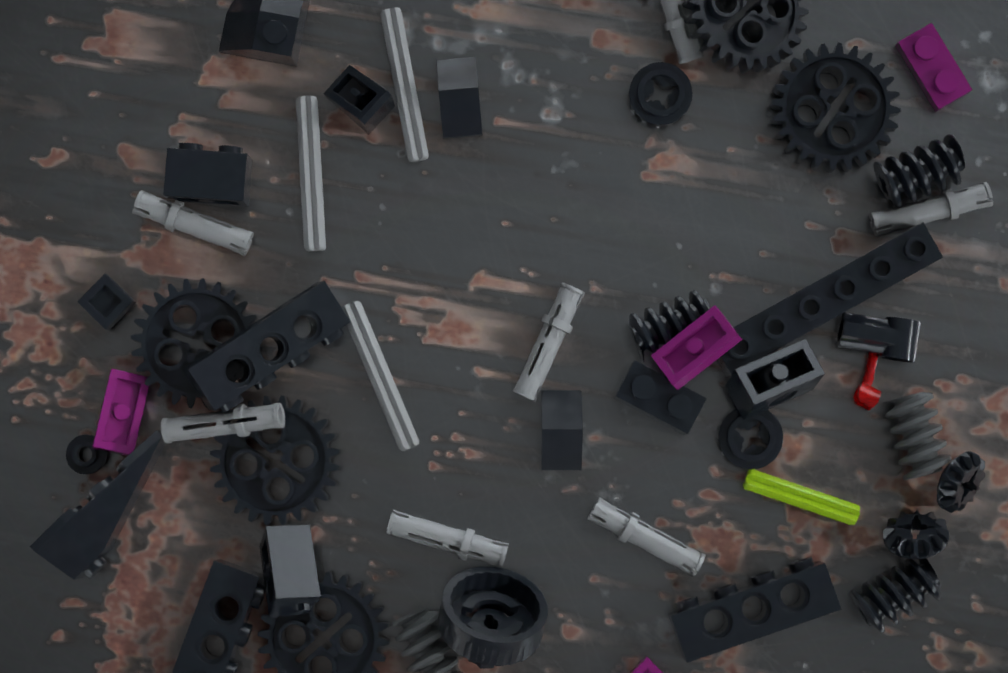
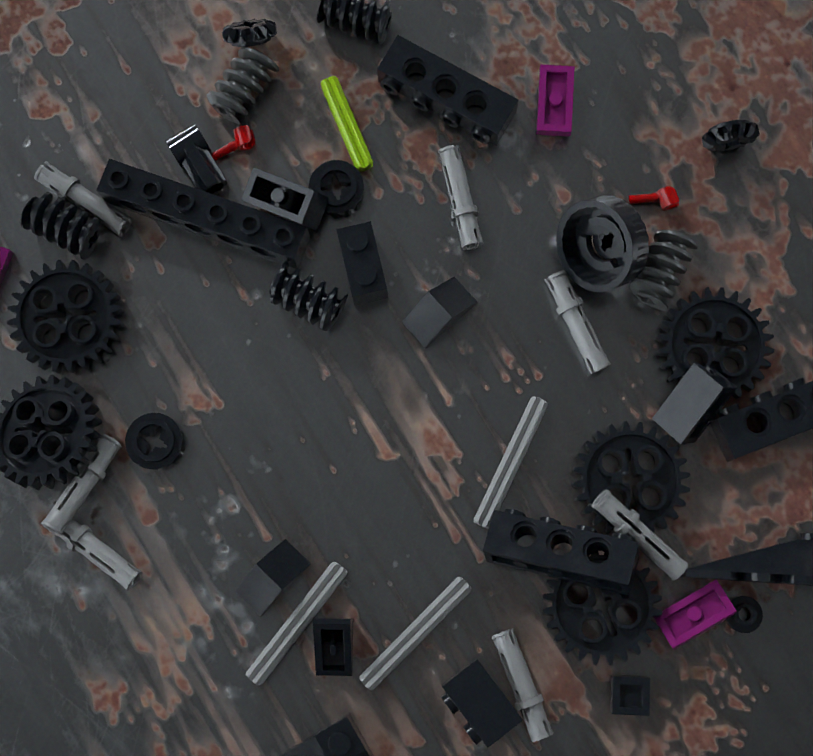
camera: 130 degrees left, 5 degrees down
(549, 340) = (388, 369): light grey pin -> none
(696, 347) = (308, 261): magenta plate -> none
(929, 542) = (321, 36): black gear -> none

